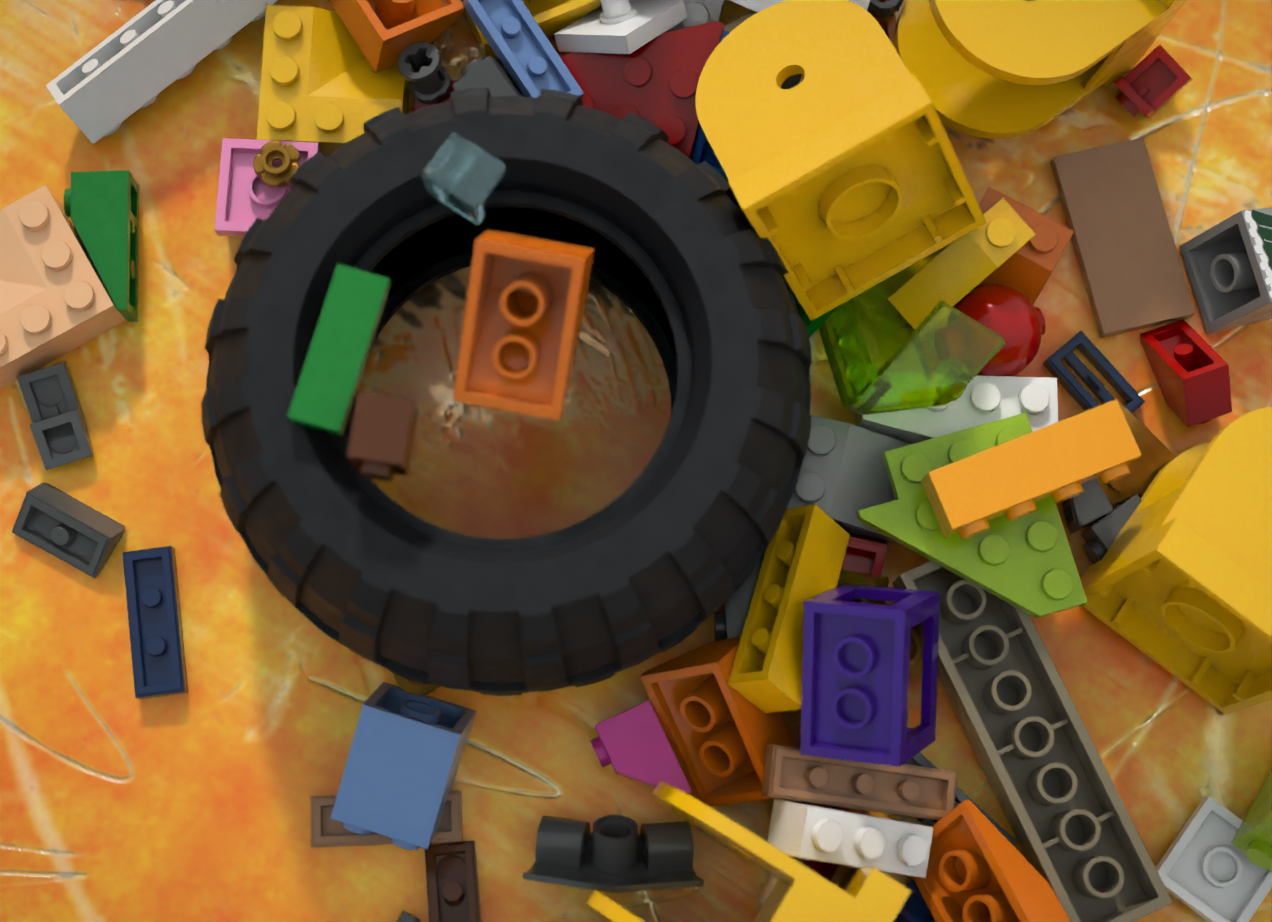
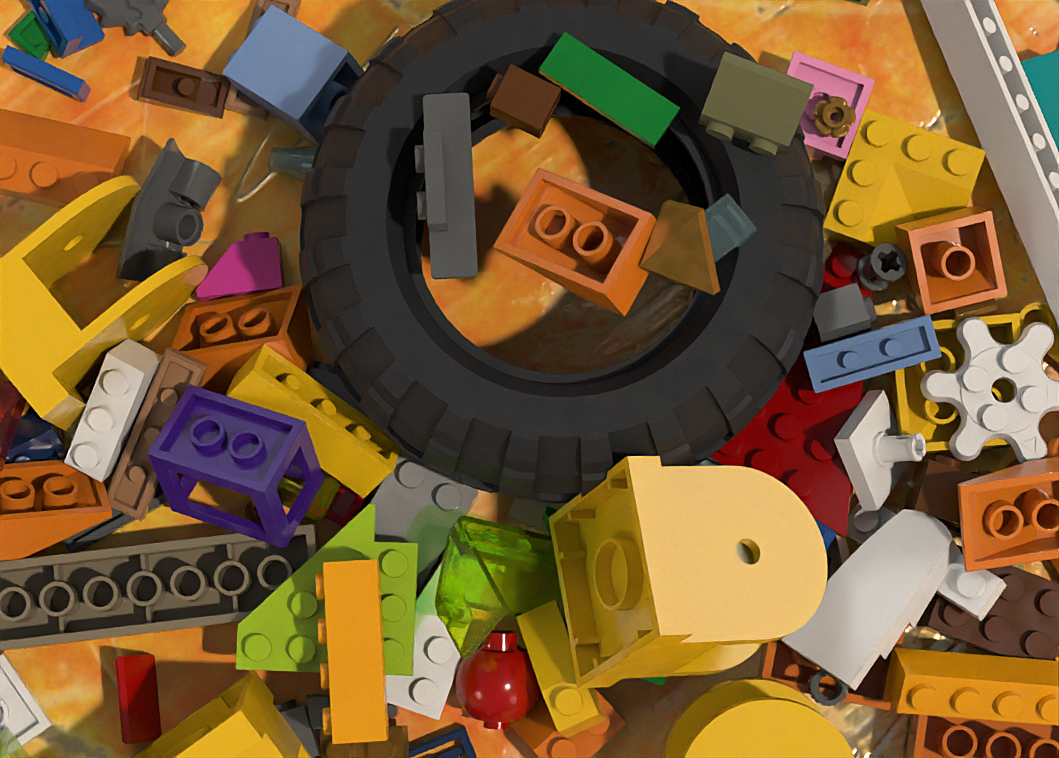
camera: 110 degrees right, 5 degrees up
(312, 176) = (754, 105): none -> olive slope
(498, 201) = (682, 248): none -> pearl gold slope
(499, 728) = (292, 161): none -> clear light blue cone
(506, 489) = (449, 185): none -> dark grey bracket
(1144, 712) = (138, 698): none -> red slope

